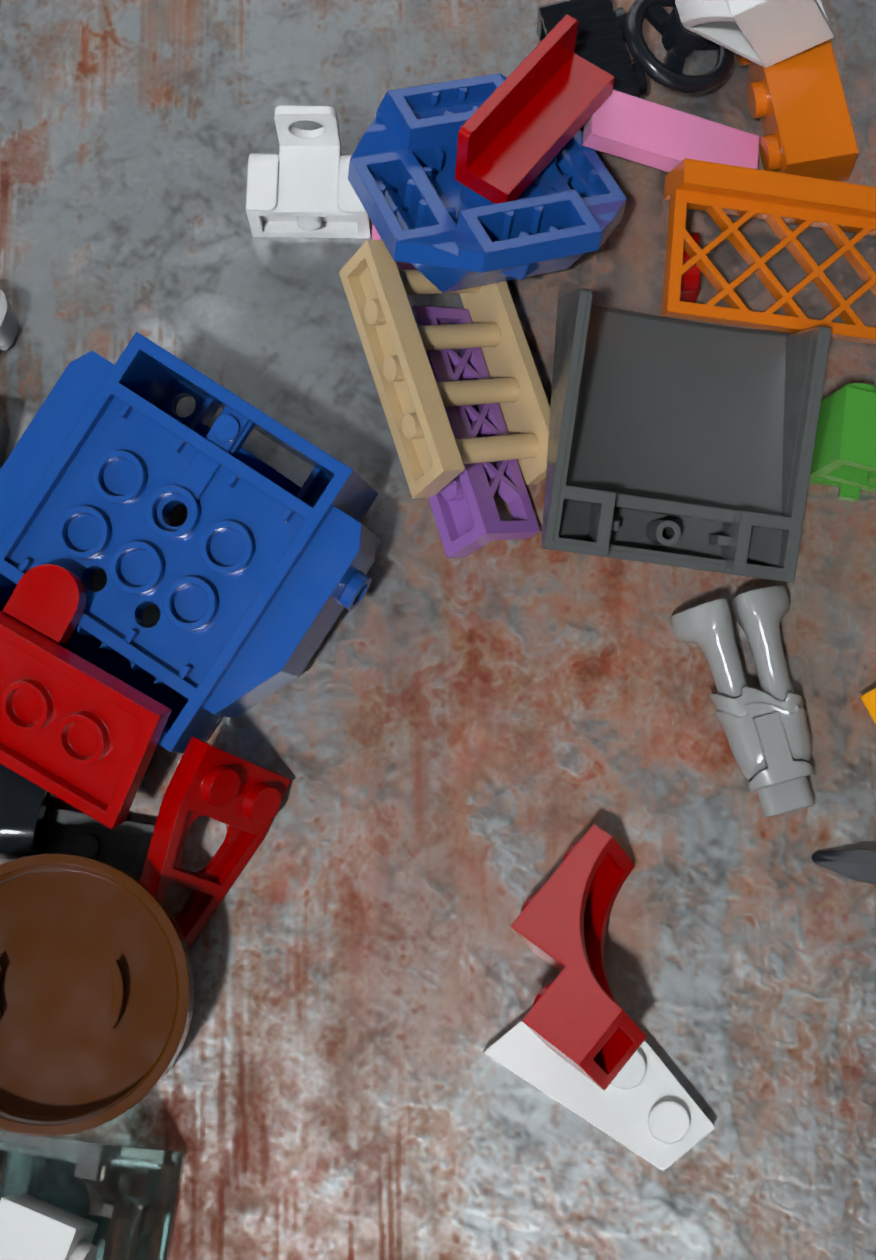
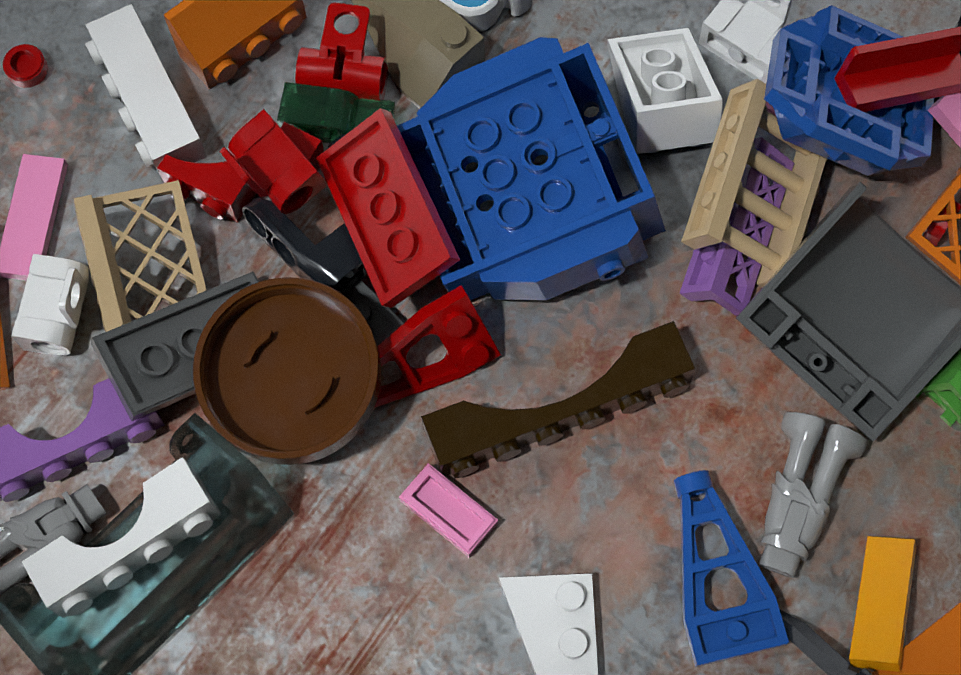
camera: 35 degrees right, 5 degrees down
(48, 601) = (436, 158): red tile -> none
(256, 322) = (665, 90): none -> white slope
(327, 902) = (472, 433): none -> dark brown arch
(364, 1013) = (448, 510): none -> bright pink tile
(568, 930) = (596, 542): red arch -> none
(794, 915) = (735, 630): none -> blue plate

